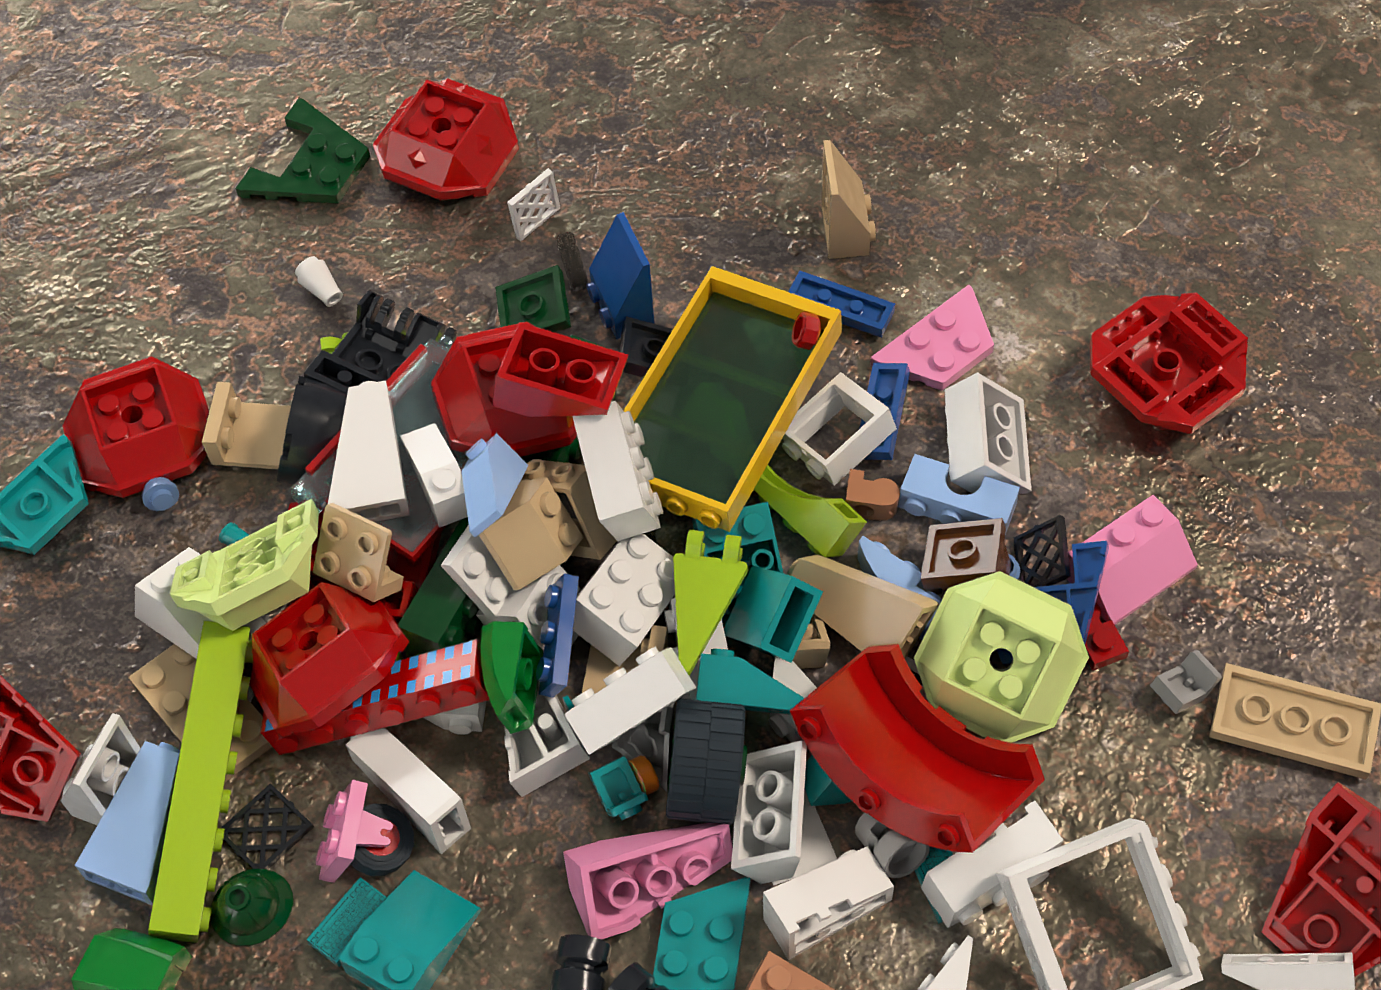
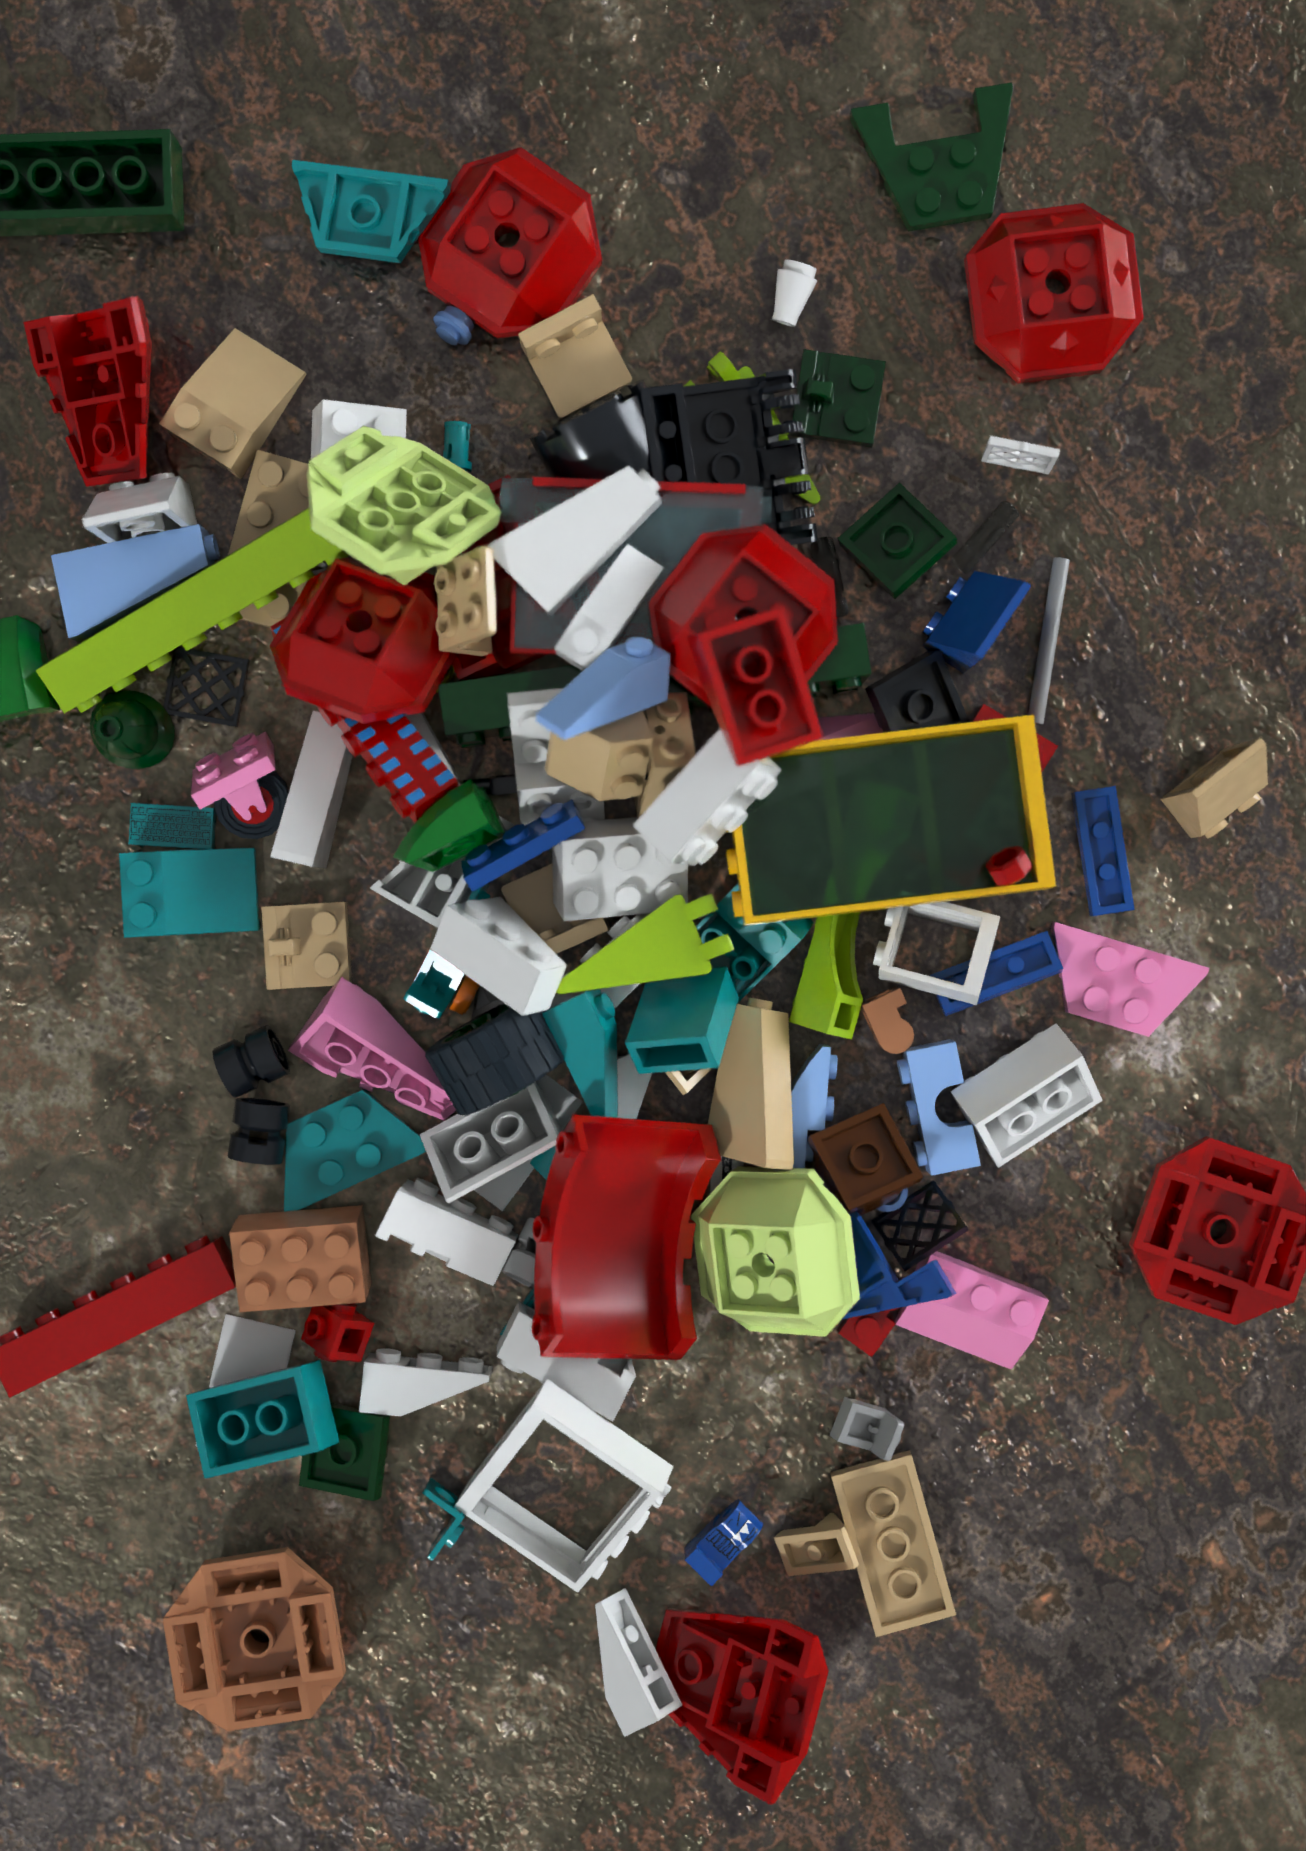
camera: 55 degrees right, 30 degrees up
(83, 677) = (233, 402): none -> tan slope
(415, 287) = (839, 397): none -> dark green hinge
(518, 878) = (306, 945): none -> tan hinge
(668, 261) = (1048, 639): none -> light grey bar
(1222, 847) = (722, 1541): none -> blue leg
(1268, 771) = (816, 1548): none -> tan slope

